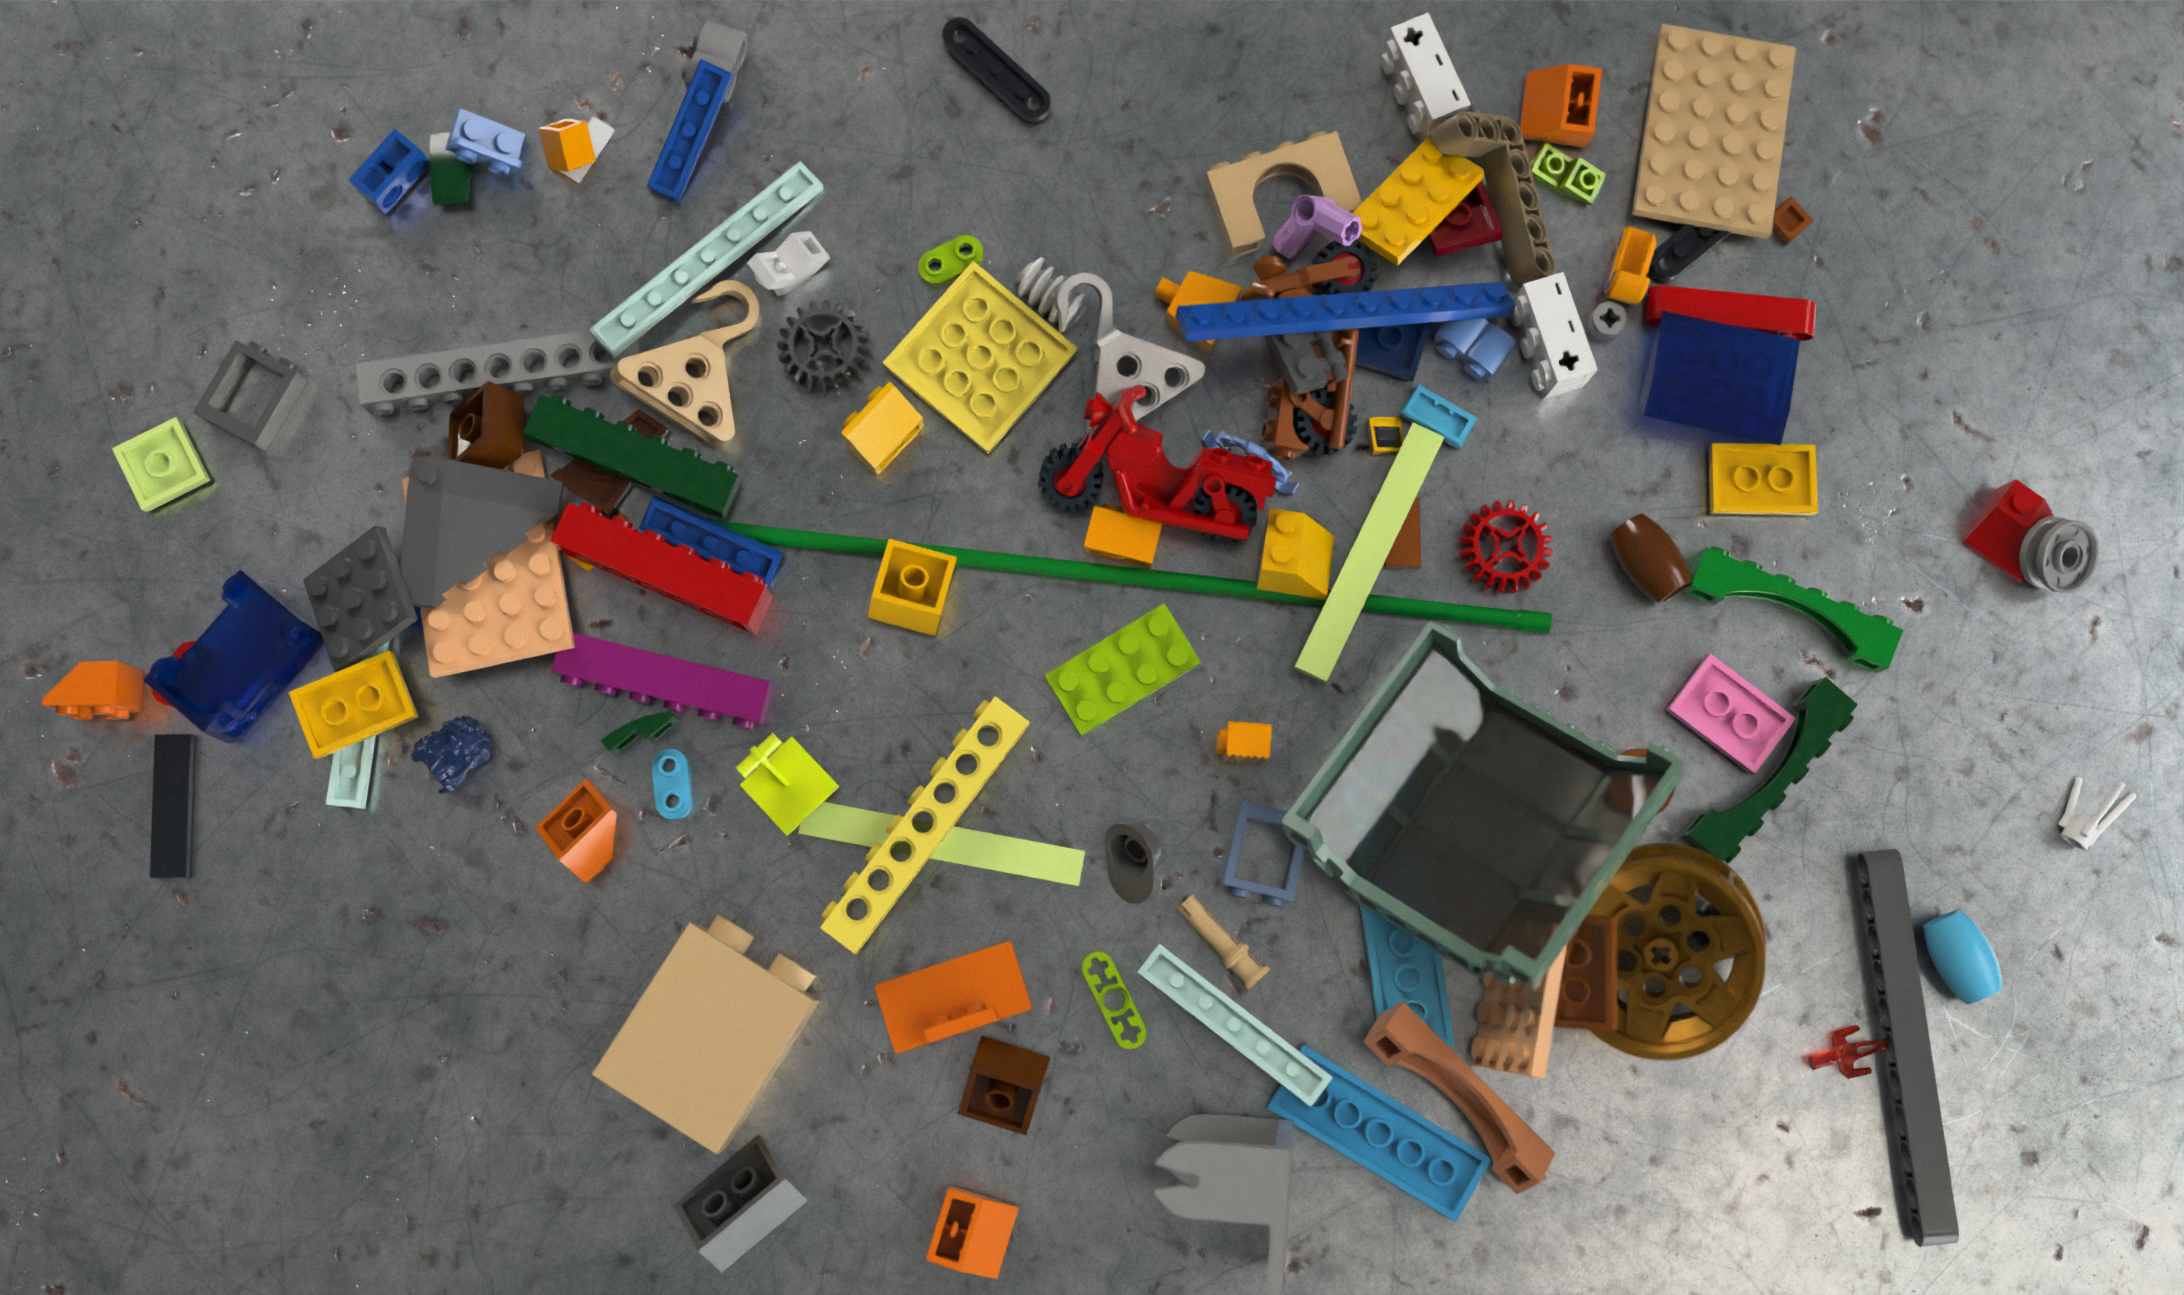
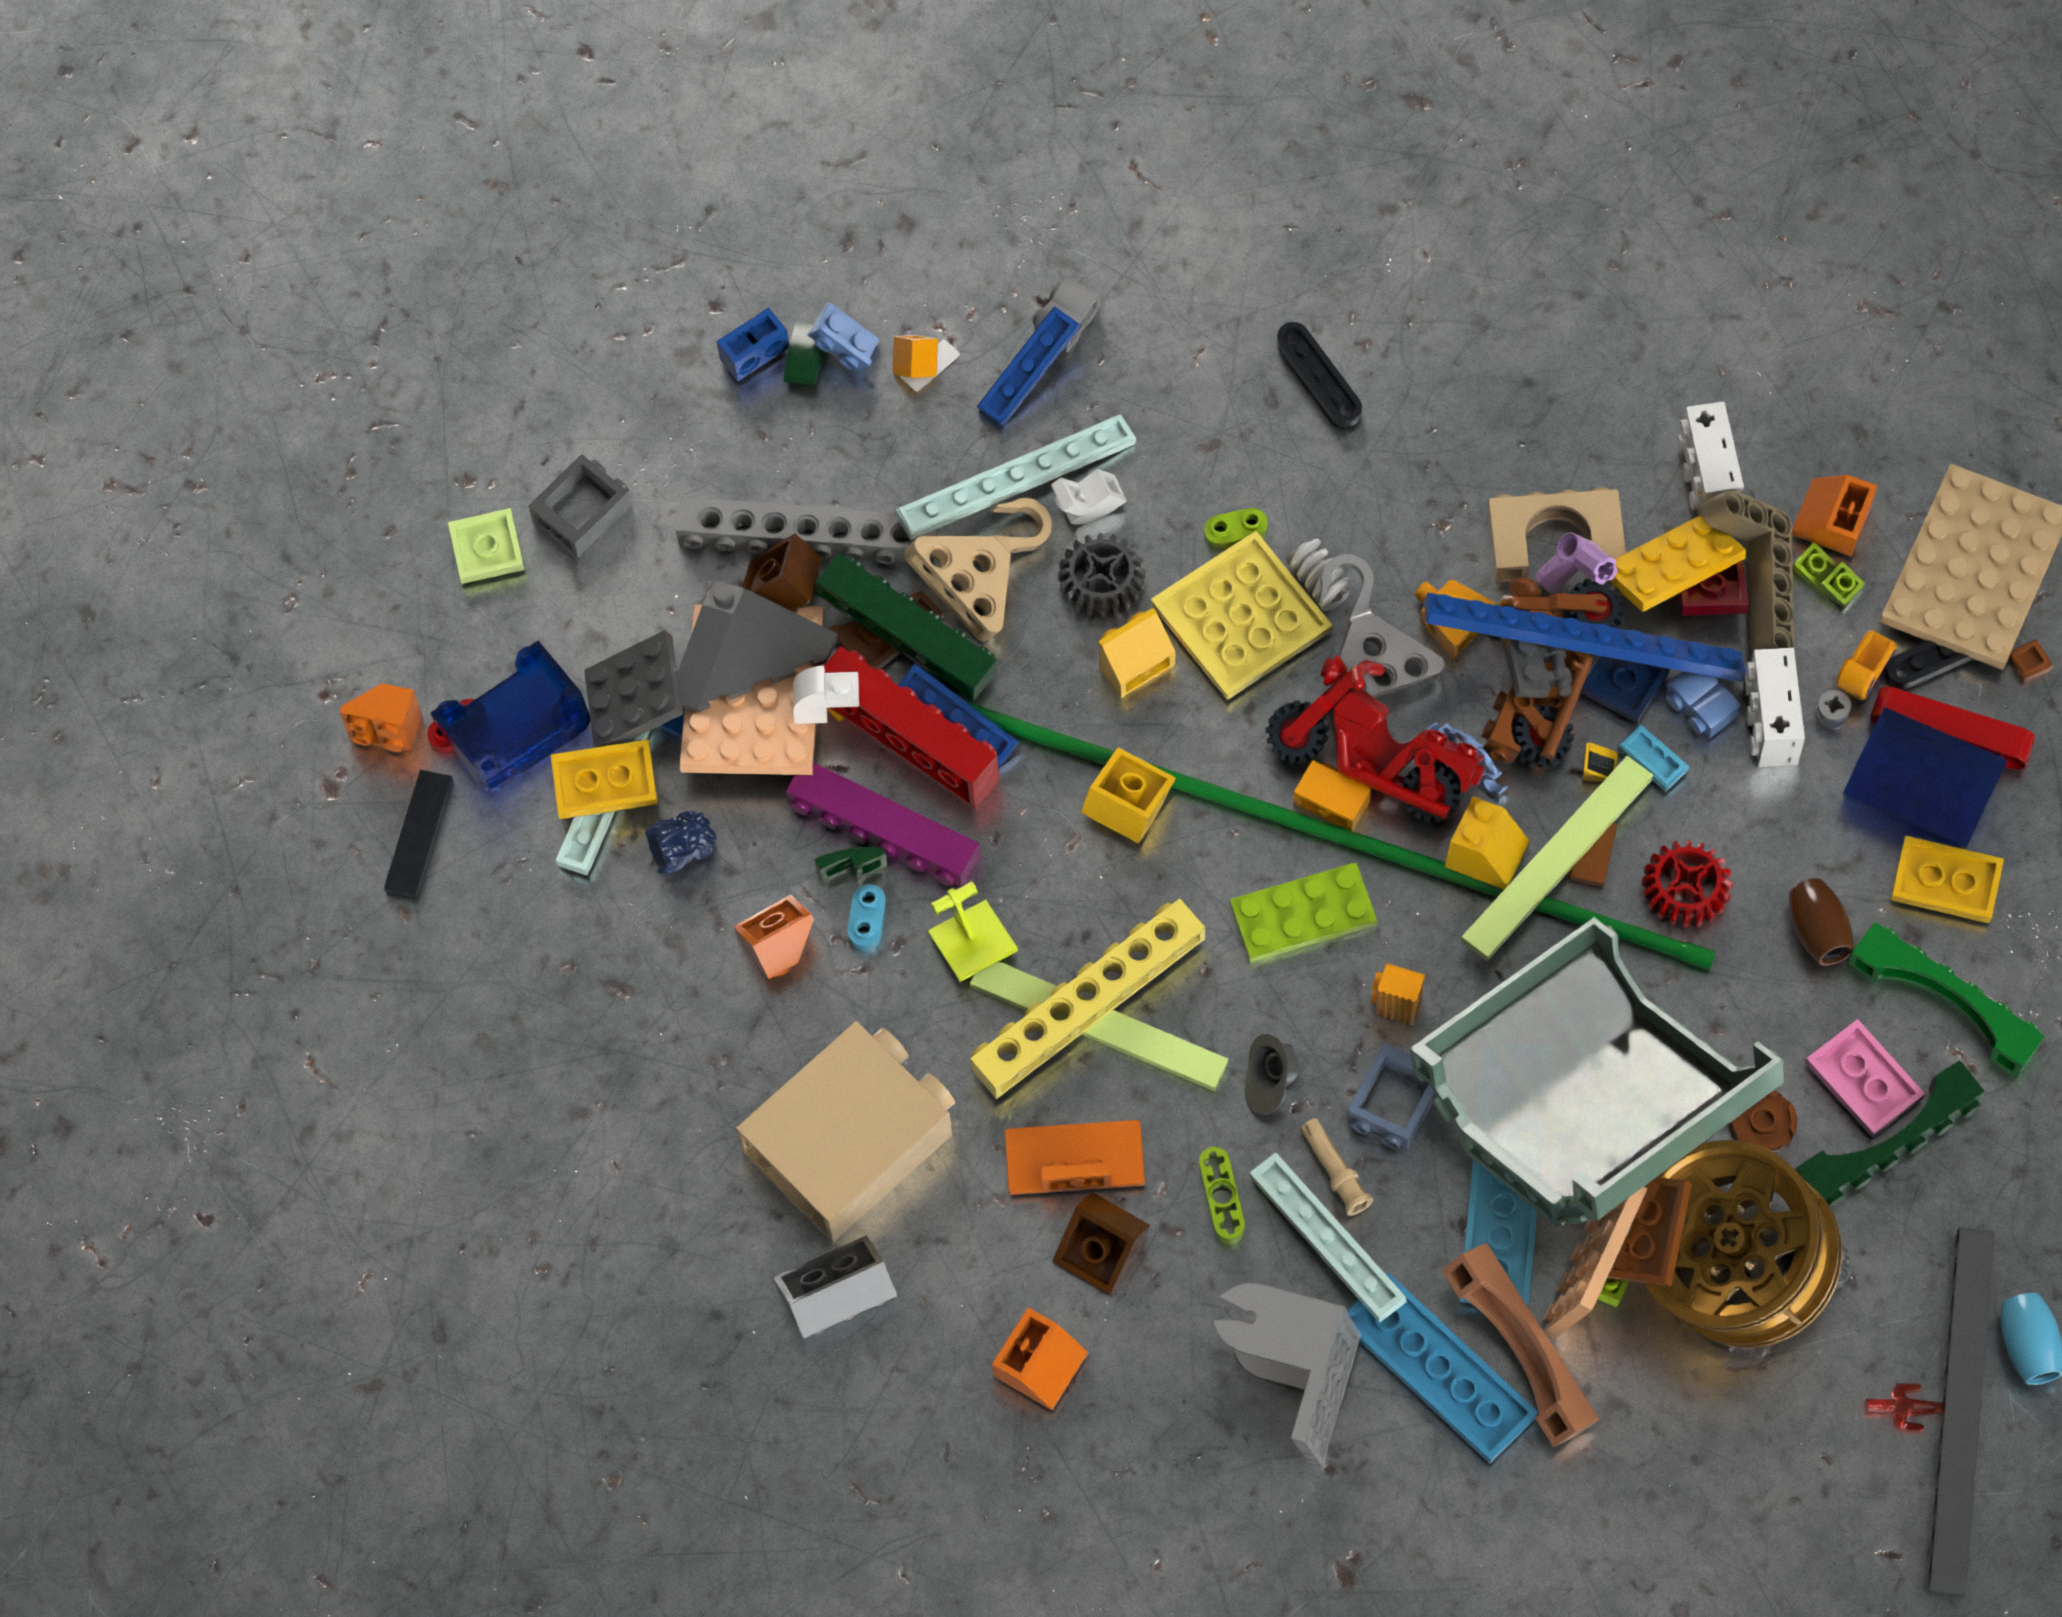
camera: 25 degrees right, 15 degrees down
(557, 562) = (818, 690): none -> white brick

